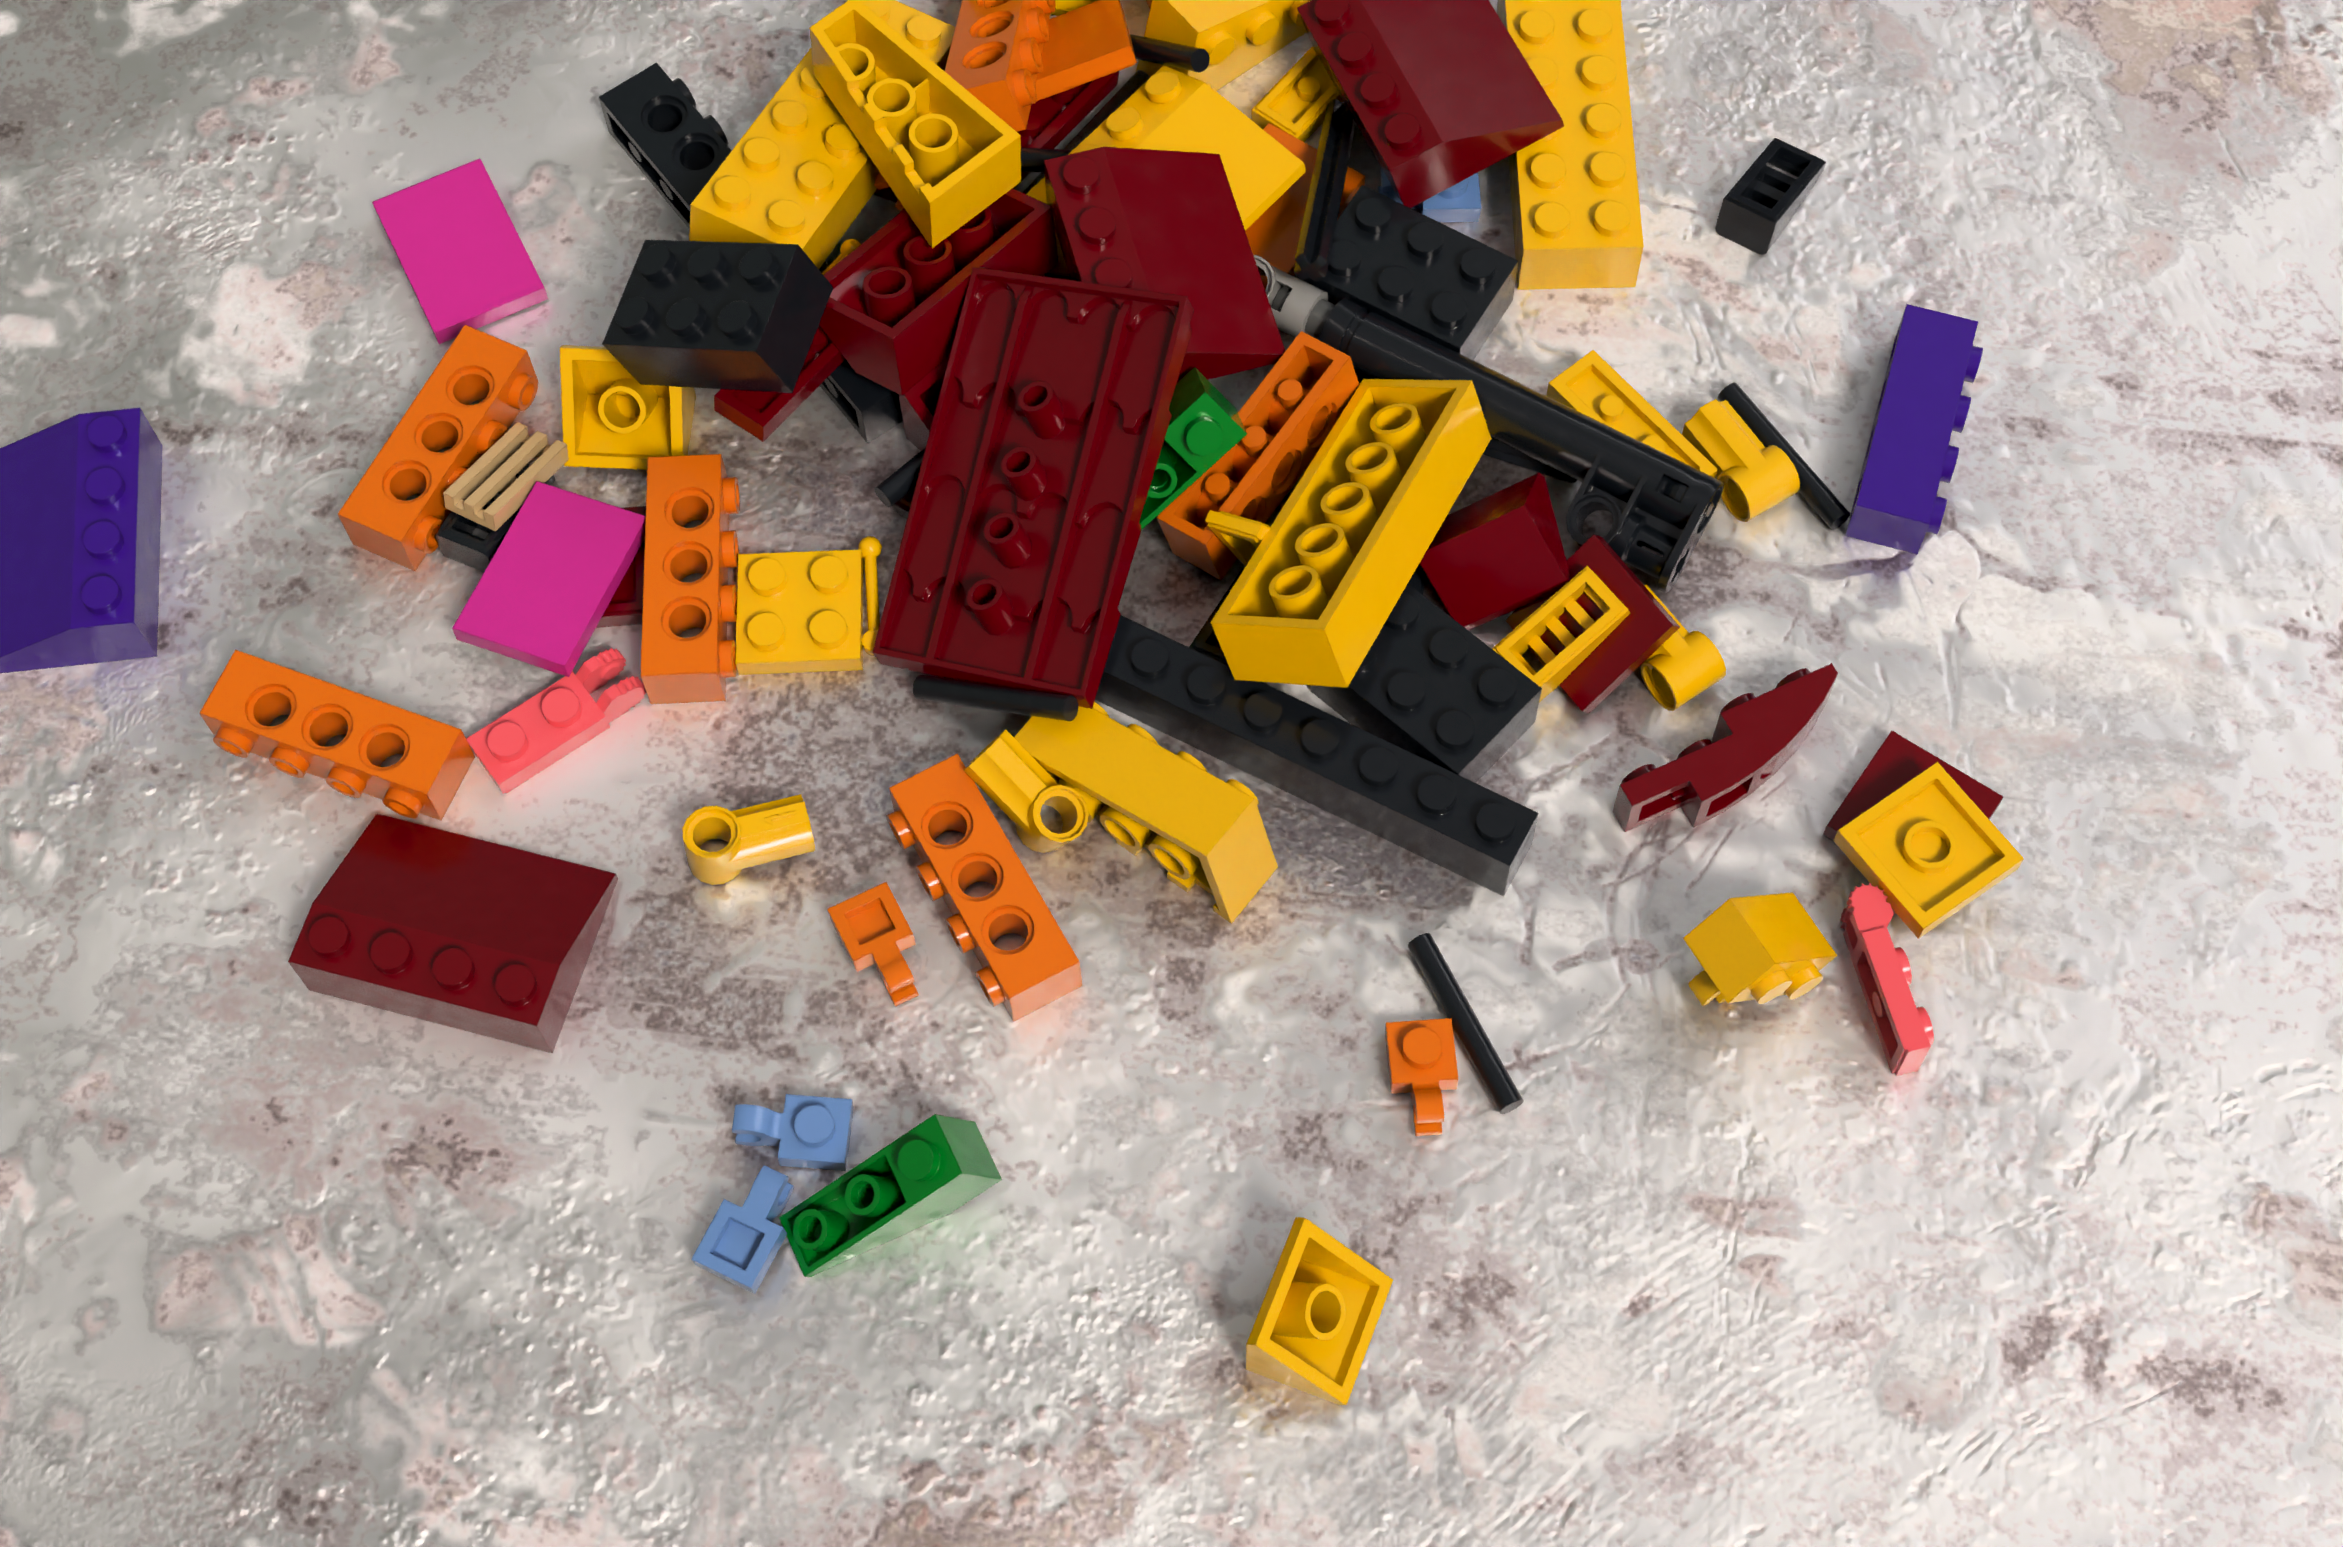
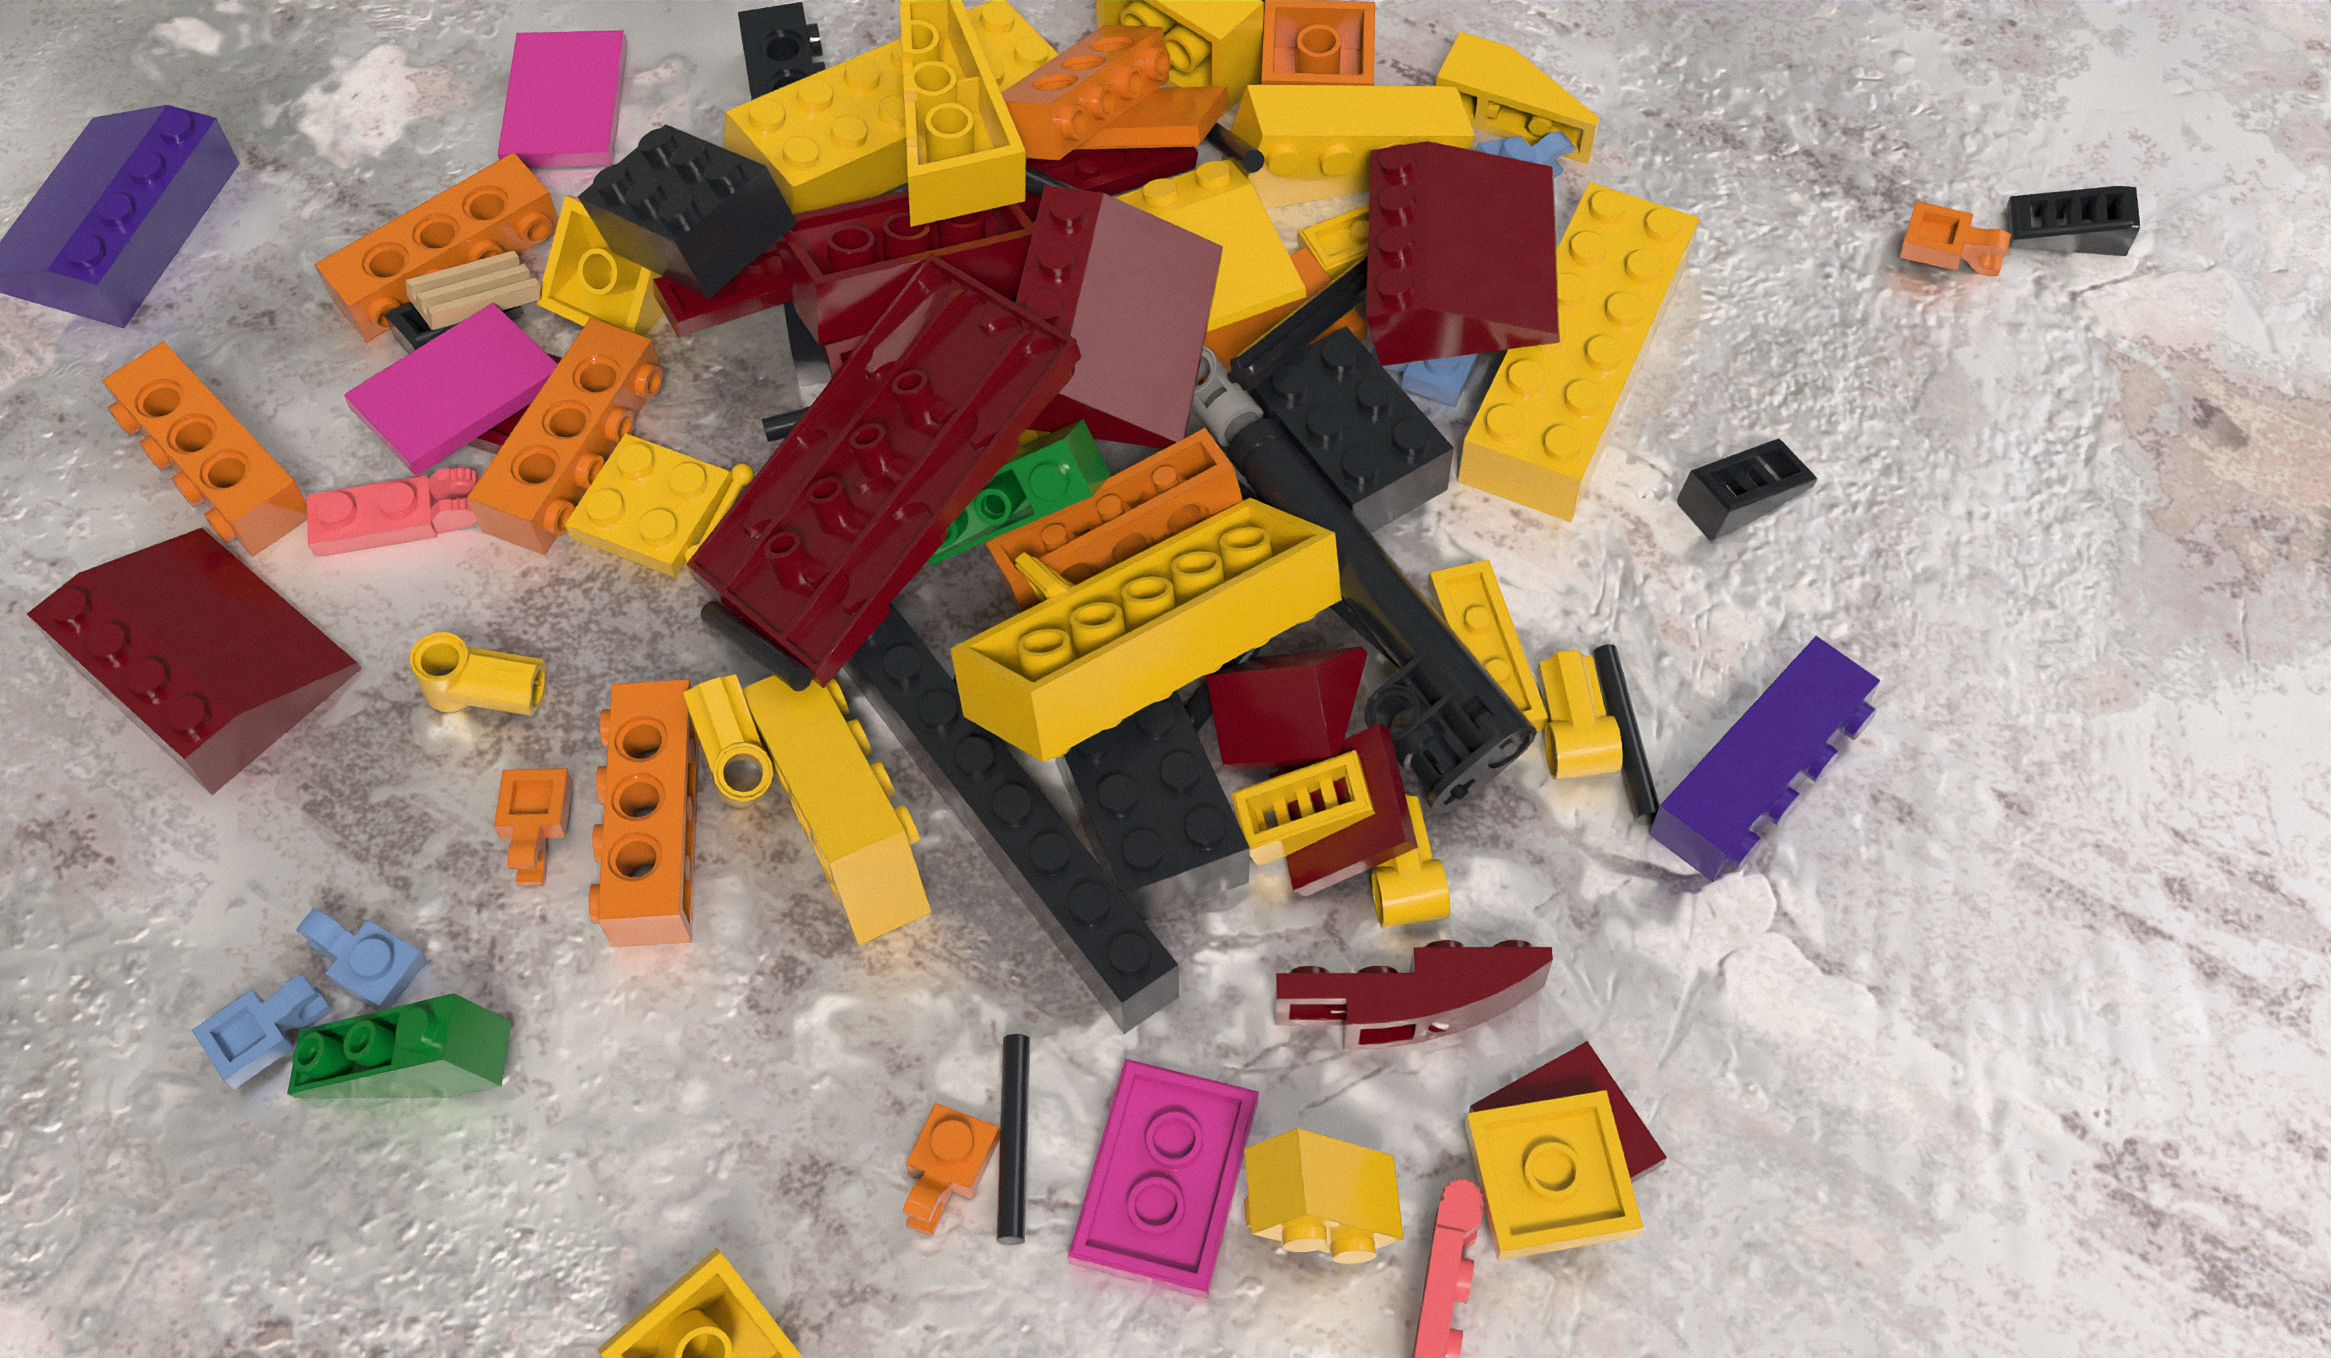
camera: 25 degrees right, 5 degrees down
(1608, 997) = (1164, 1178): none -> dark pink tile

